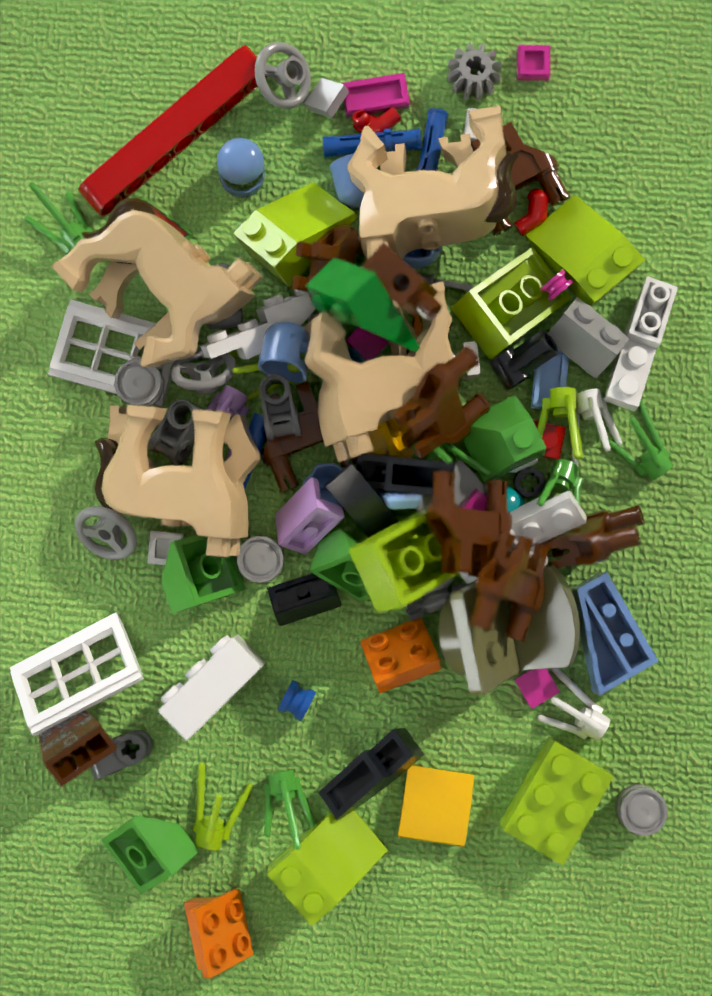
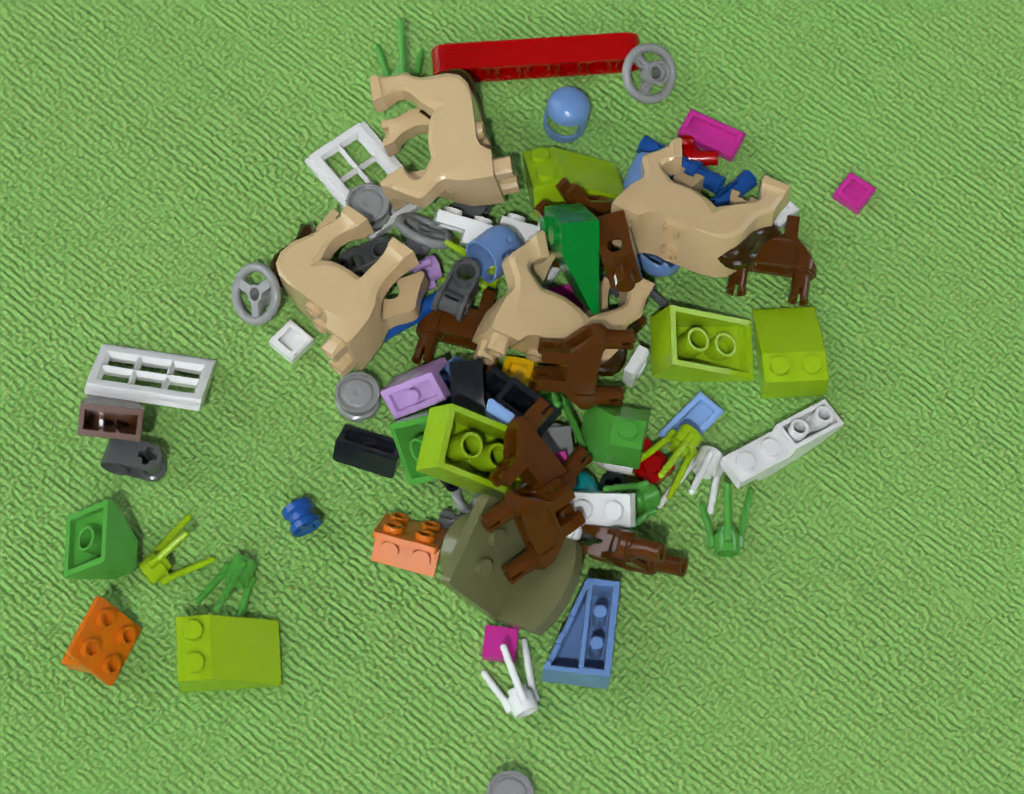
camera: 35 degrees right, 20 degrees down
(197, 578) = (301, 373): bright green slope -> none
(210, 685) = (246, 453): white brick -> none
(326, 97) = (671, 111): light grey tile -> none
(371, 772) = (316, 610): black slope -> none
(436, 806) = (346, 675): yellow slope -> none
(474, 84) = (790, 164): light grey gear -> none
(517, 363) = (670, 392): black piece -> none
(537, 212) = (773, 298): red arm -> none
(555, 801) = (446, 735): lime brick -> none
(556, 285) = (745, 354): dark pink bush -> none
(587, 338) = (740, 408): light grey brick -> none

